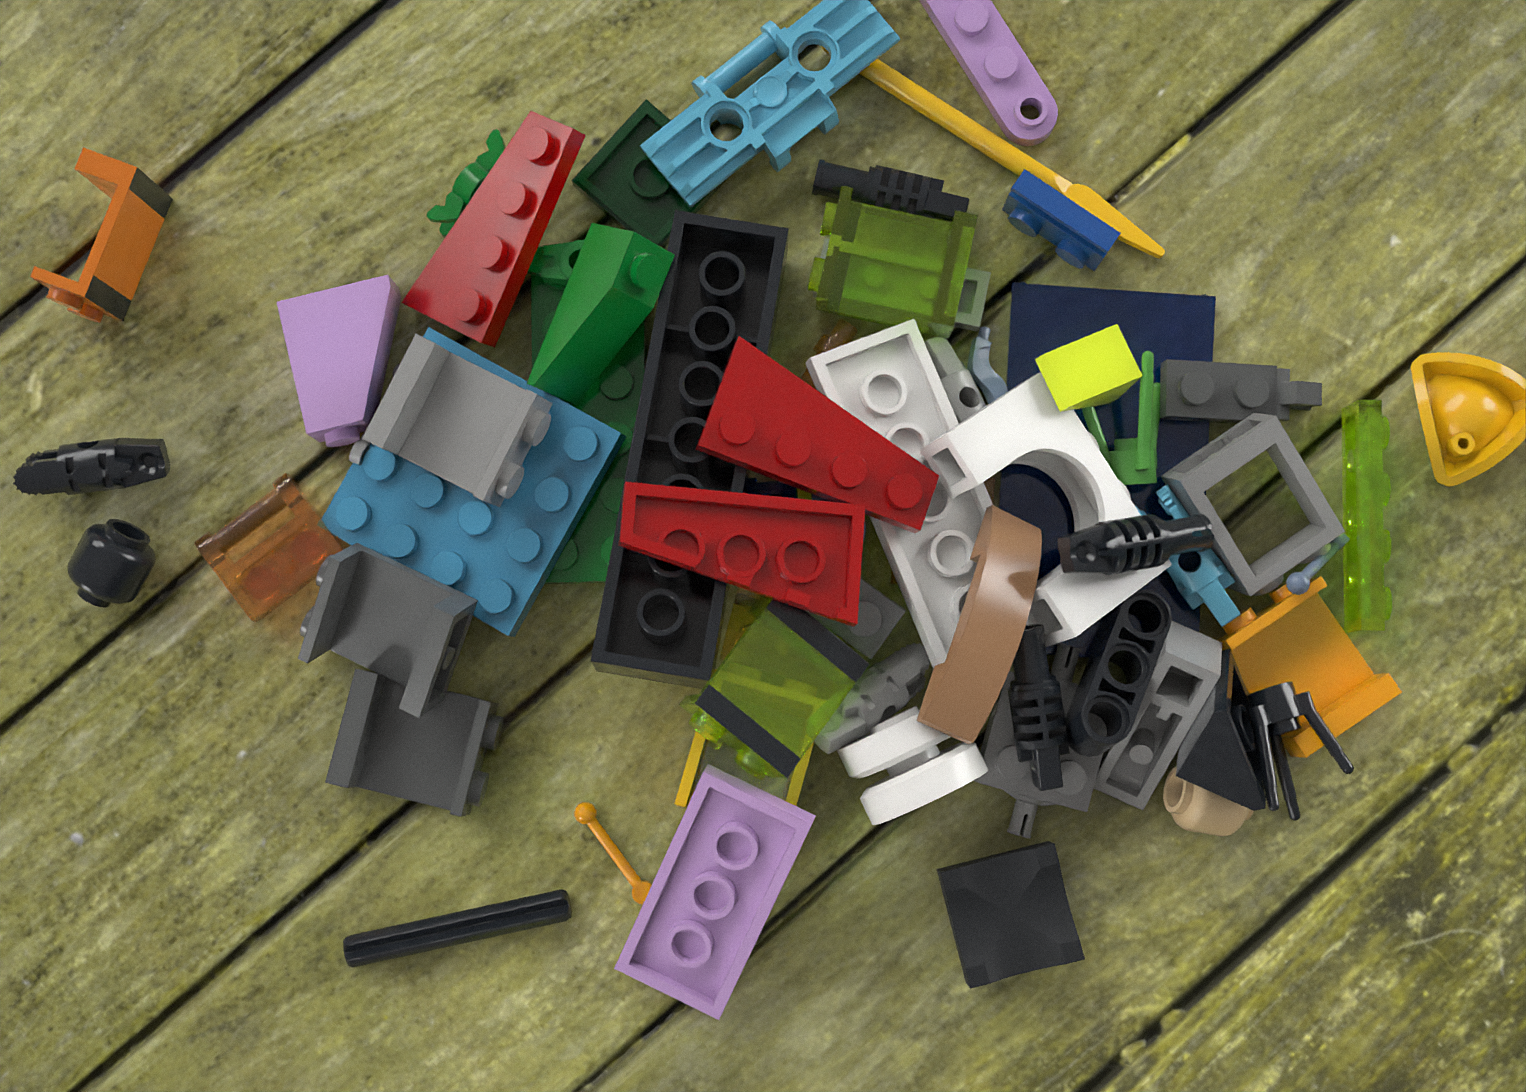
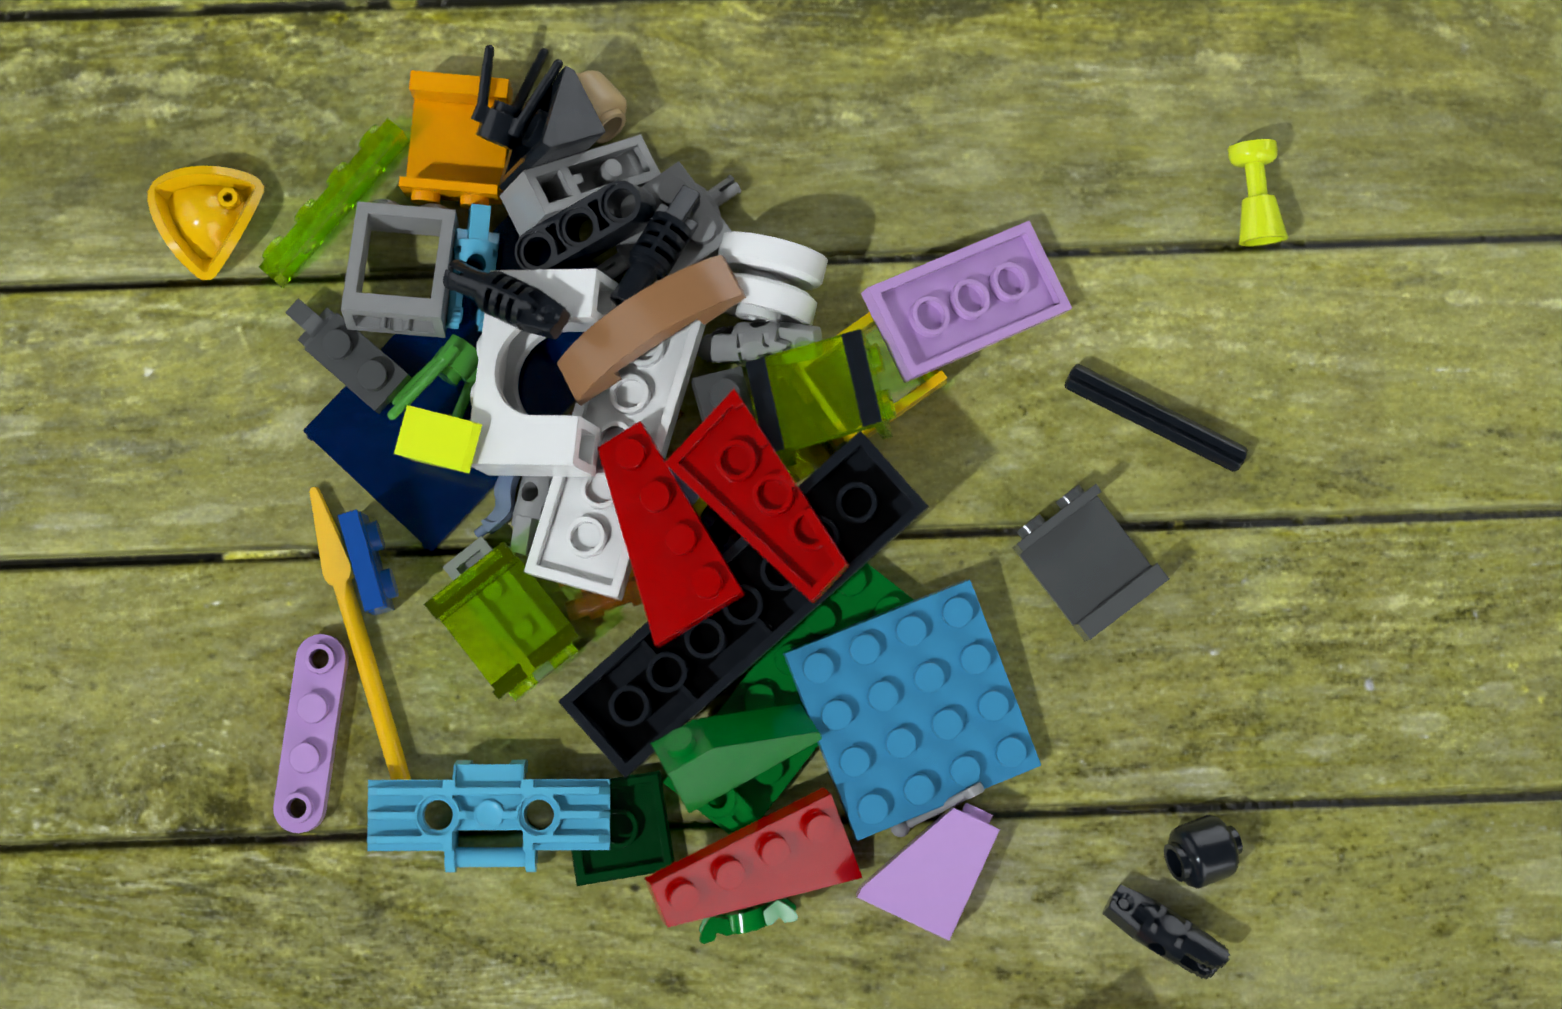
camera: 145 degrees left, 0 degrees up
(279, 563) = (1089, 759): clear orange plate -> none
(388, 623) = (1043, 653): dark grey panel -> none
(459, 421) = (887, 747): light grey panel -> none
(586, 814) = (1013, 346): light orange hinge -> none
(890, 190) = (463, 681): black hinge -> none
(1010, 914) = (783, 136): black brick -> none
(1299, 582) = (418, 191): sand blue hinge -> none

